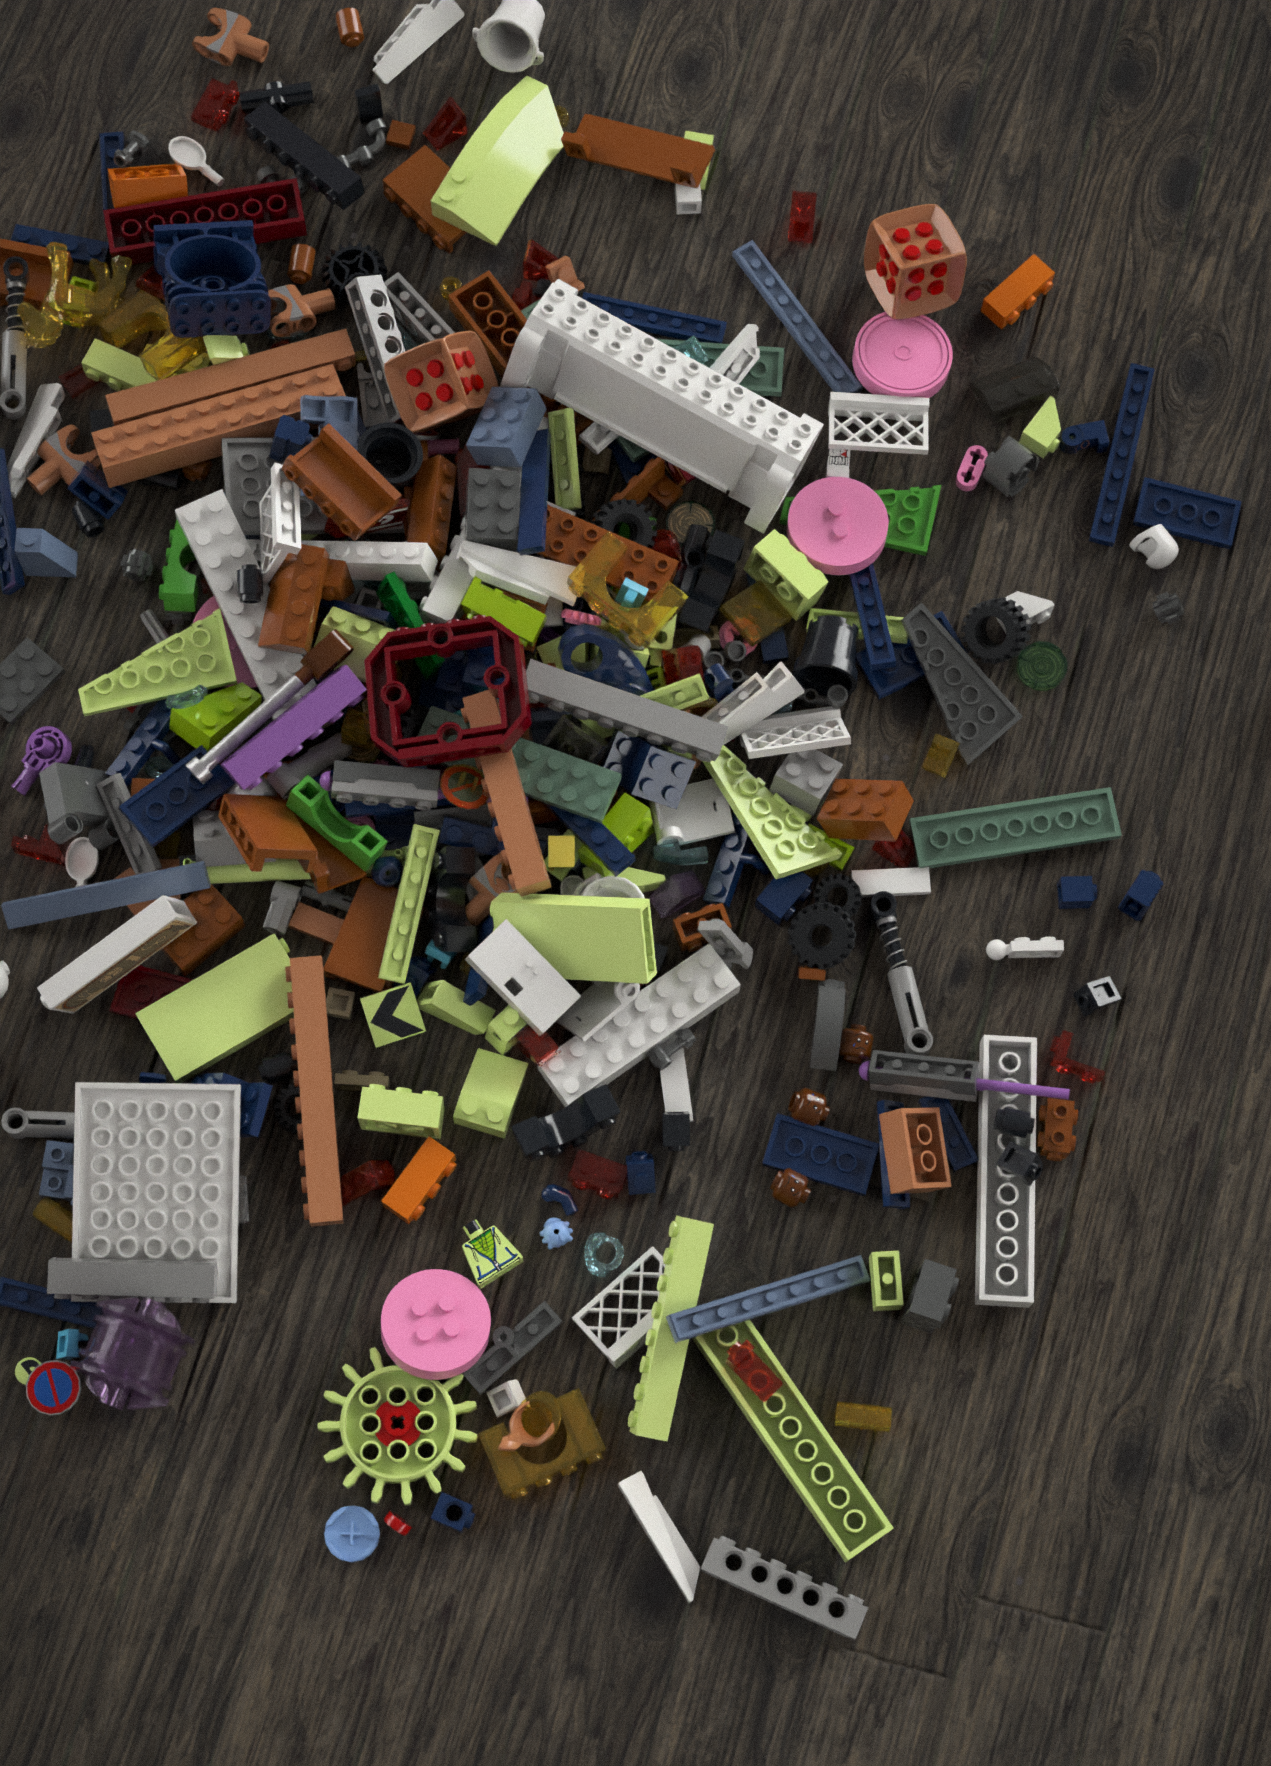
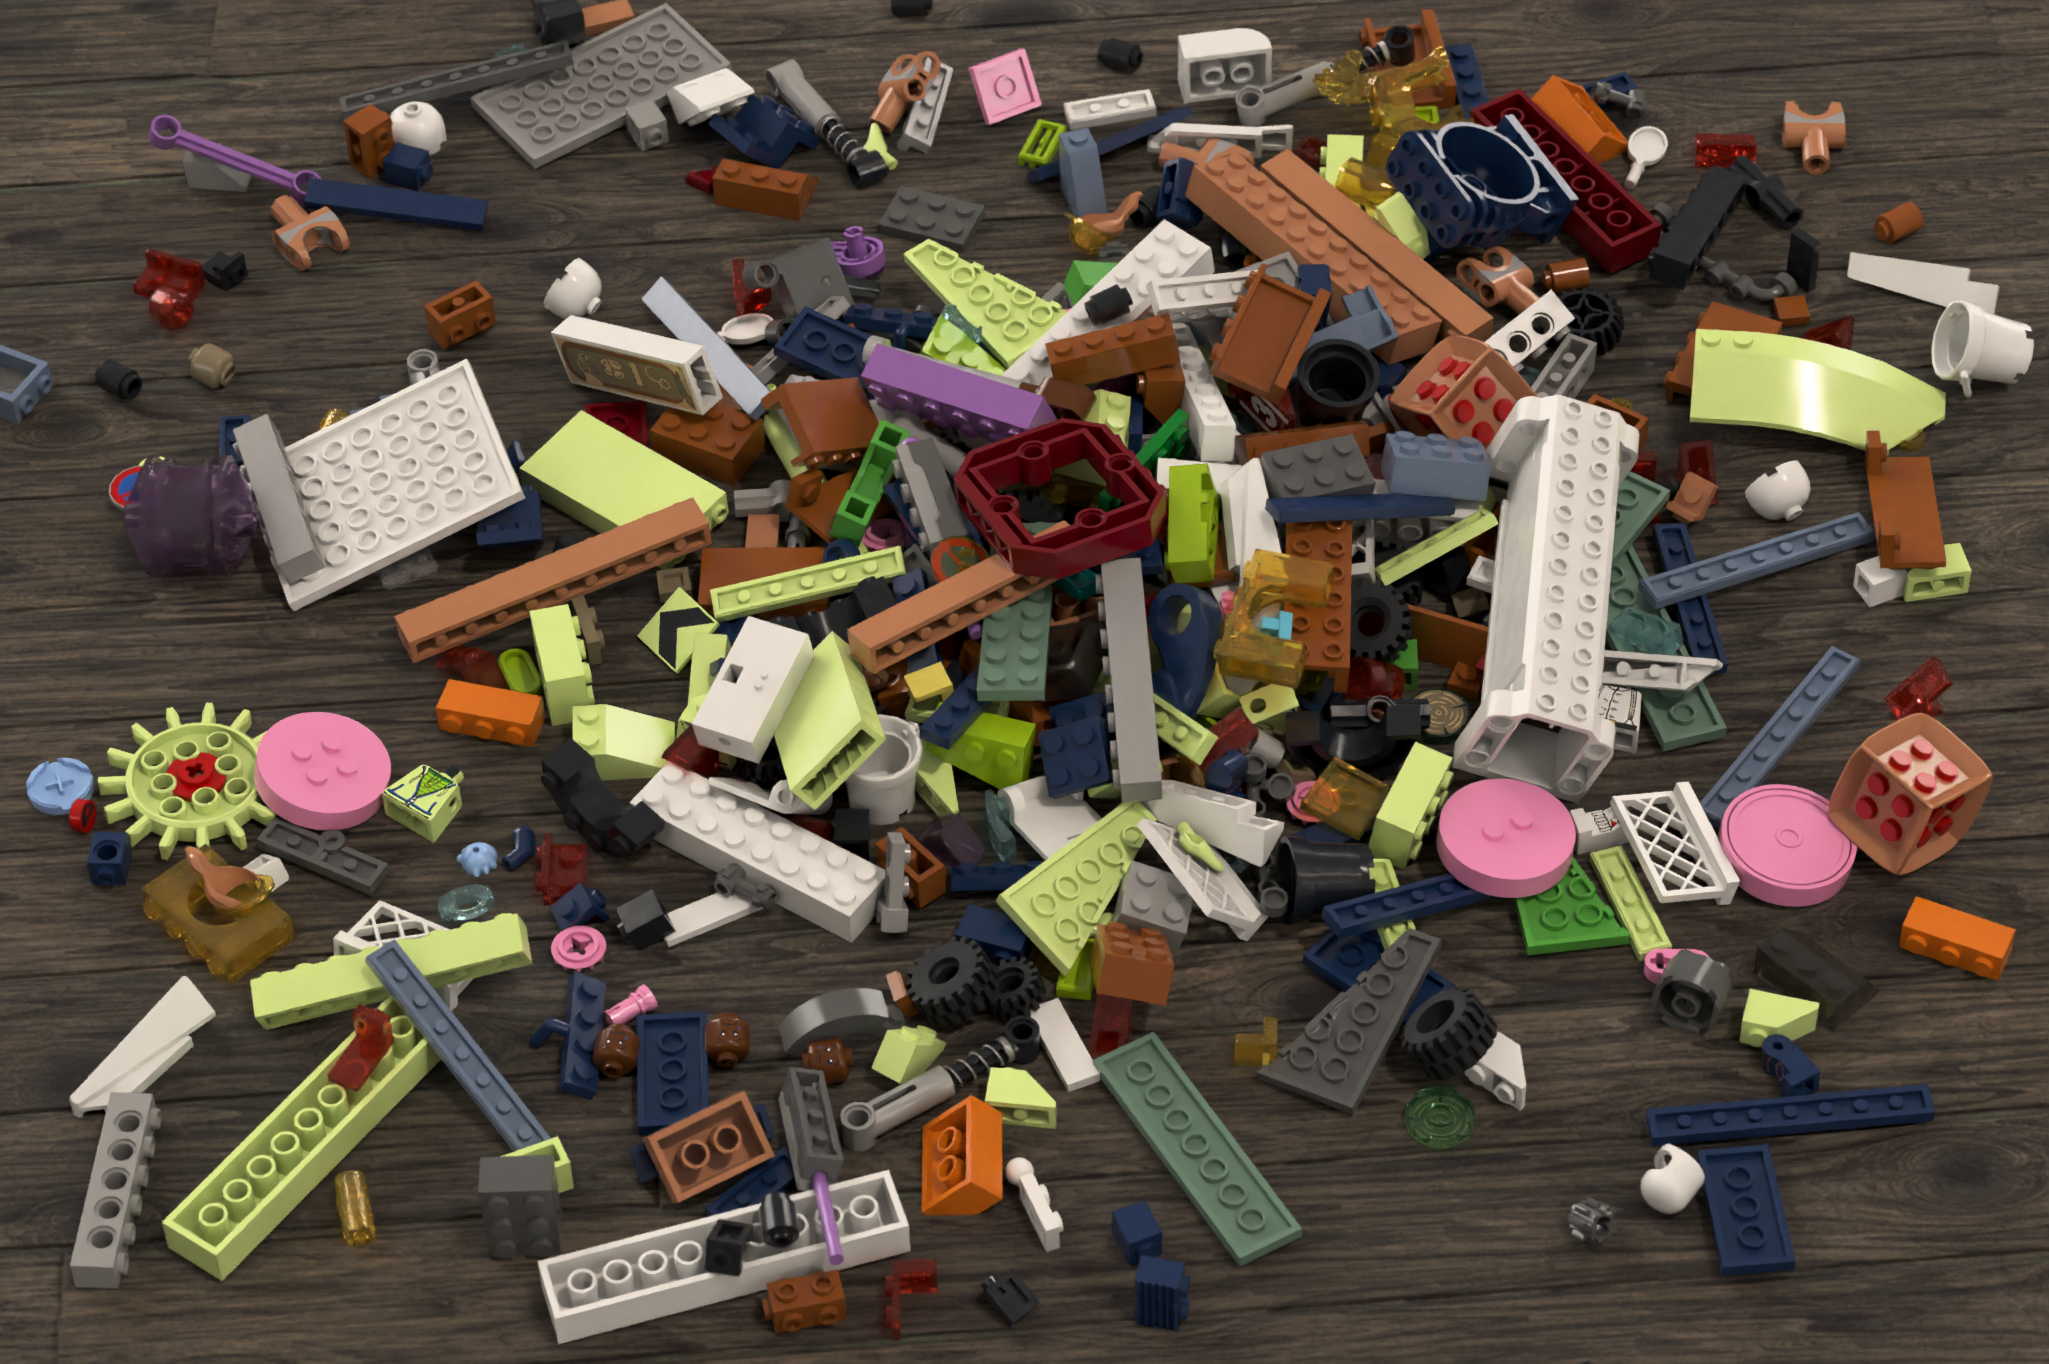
camera: 75 degrees right, 25 degrees down
(100, 563) = (1095, 229): none -> piece
(381, 1146) = (520, 672): none -> lime tile
(585, 219) = (1780, 493): none -> white cylinder
(638, 257) = (1756, 560): none -> sand blue tile
(684, 1175) = (581, 937): none -> bright pink gear
(746, 1158) = (636, 1004): none -> bright pink pin
(762, 1209) = (580, 1031): none -> dark blue plate
(768, 727) = (1197, 846): none -> yellowish green animal
(866, 987) = (907, 1052): none -> yellowish green slope
(904, 473) = (1629, 900): none -> yellowish green tile
(931, 929) = (1020, 1099): none -> yellowish green slope
(973, 984) = (962, 1160): none -> orange slope

